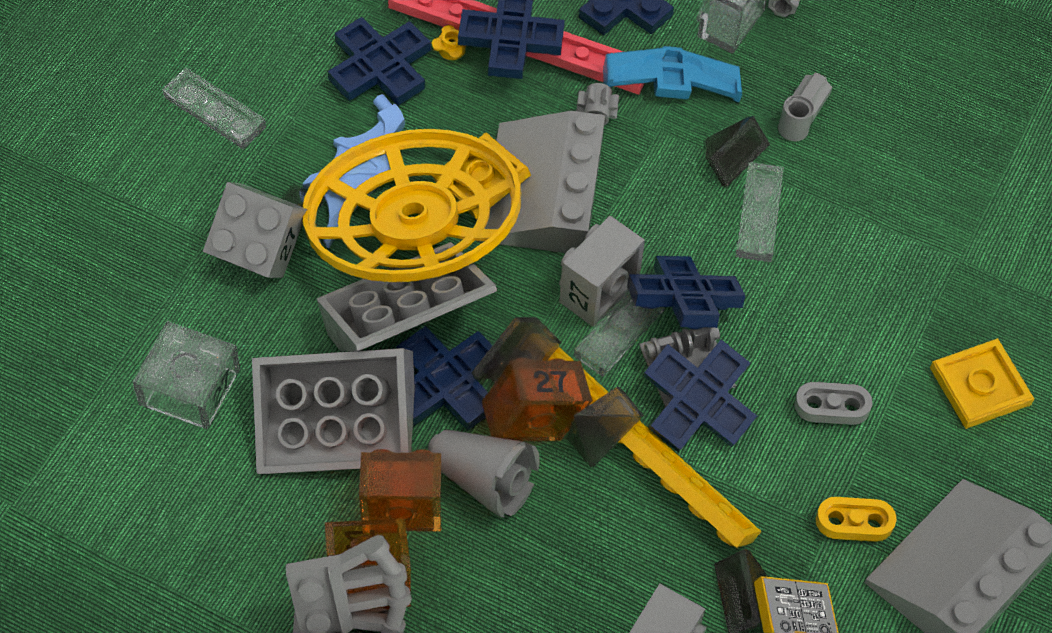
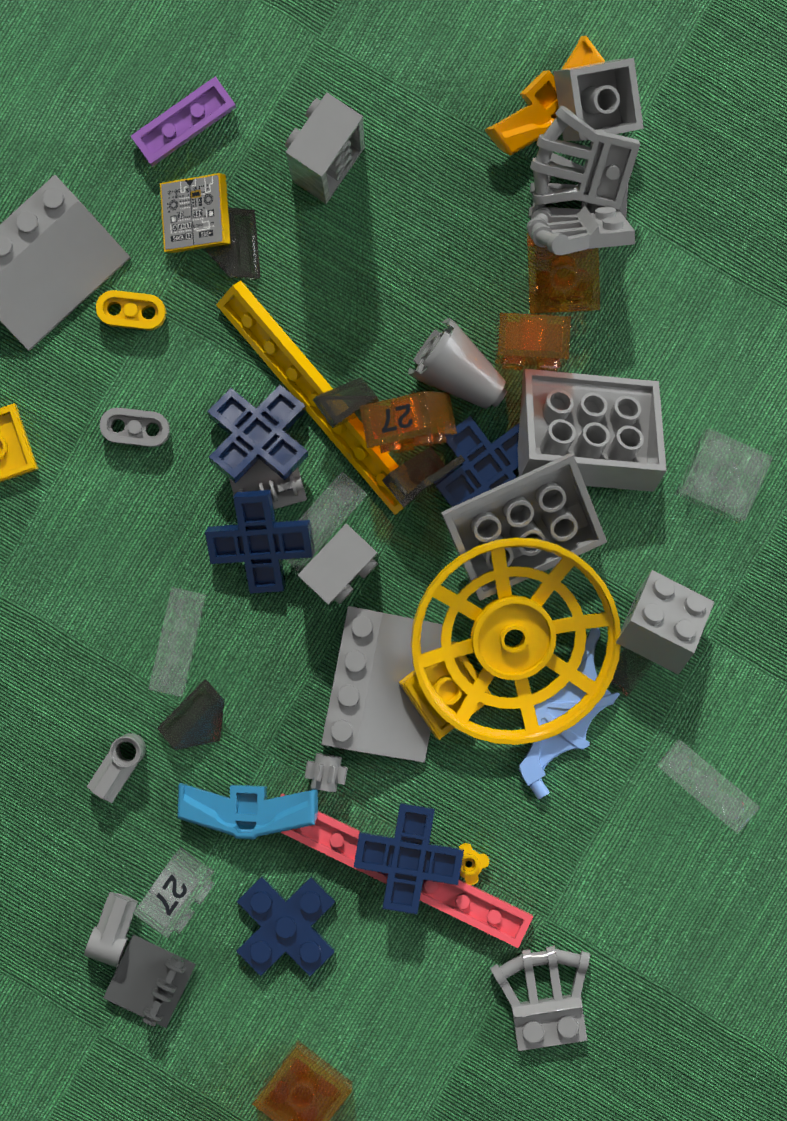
camera: 175 degrees left, 30 degrees up
(379, 61) = (542, 840): dark blue plate -> none

